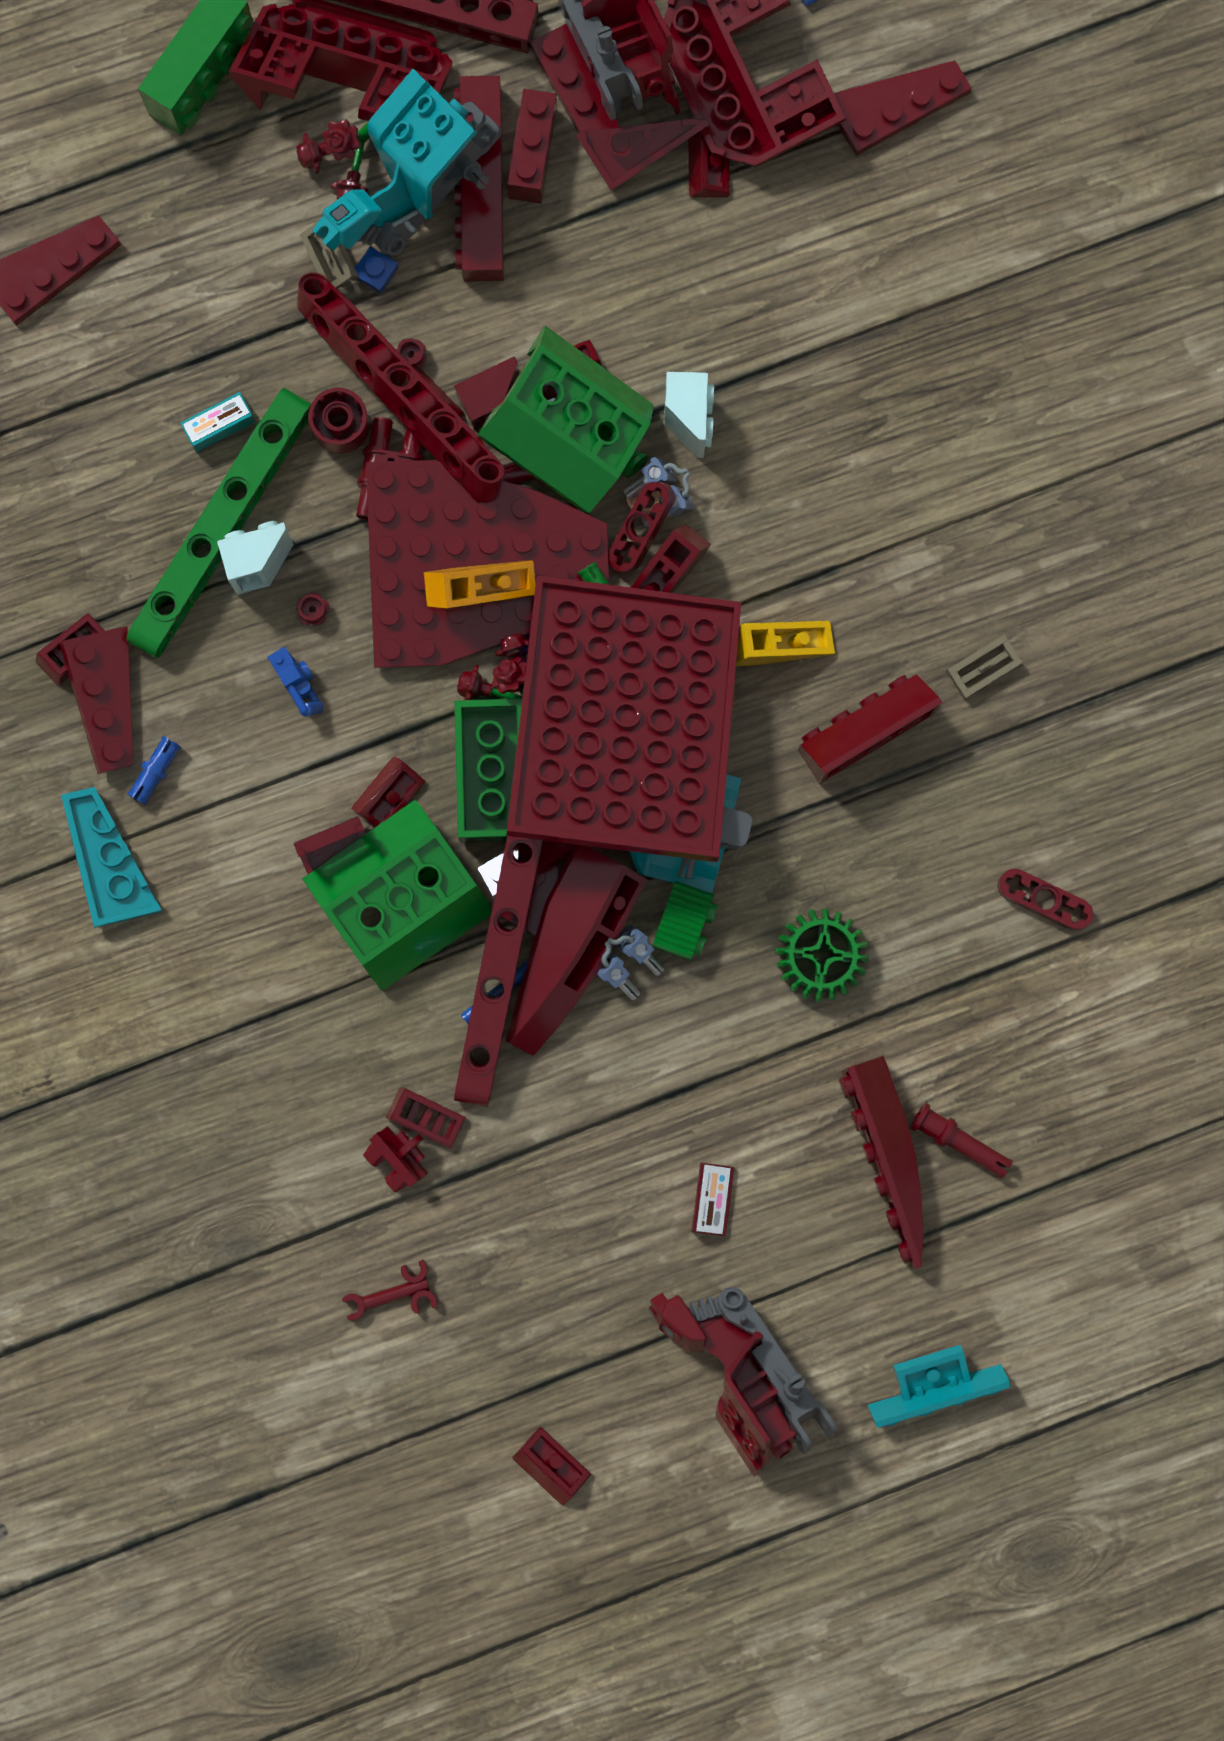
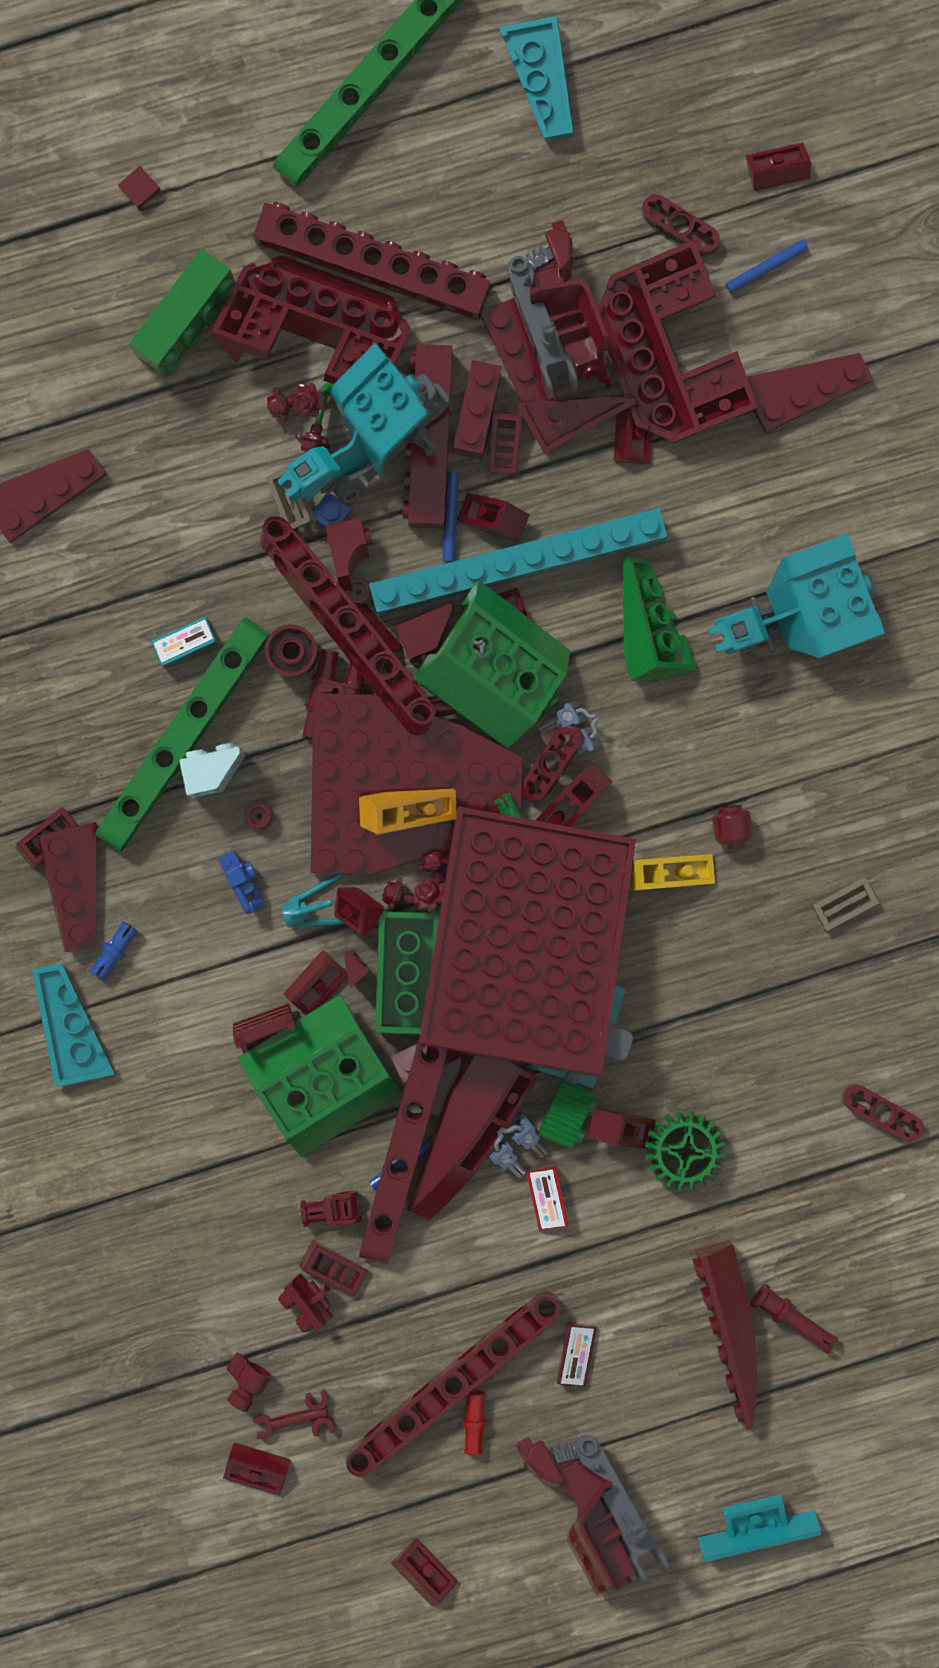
camera: 10 degrees right, 5 degrees up
(337, 1254) = (251, 1381): none -> dark red piece
(349, 1357) = (256, 1468): none -> dark red slope
(362, 711) = (298, 912): none -> teal plant
(396, 303) = (348, 548): none -> dark red arch
(421, 1048) = (332, 1208): none -> dark red connector
(428, 703) = (357, 909): none -> dark red slope
(432, 768) = (355, 967): none -> dark red slope
(509, 267) = (450, 517): none -> blue bar
(553, 1258) = (436, 1398): none -> dark red beam
(558, 261) = (493, 517): none -> dark red slope
(568, 153) = (505, 417): none -> dark red slope
(589, 308) = (519, 562): none -> teal brick
(599, 1284) = (474, 1423): none -> red pin
(667, 1021) = (547, 1198): none -> slope
(686, 409) = (599, 661): light aqua slope -> none
(743, 385) = (650, 637): none -> green wedge
(745, 933) = (620, 1128): none -> dark red slope
(850, 586) = (732, 826): none -> dark red head
(869, 727) = (740, 954): dark red slope -> none
(924, 327) = (816, 604): none -> teal piece

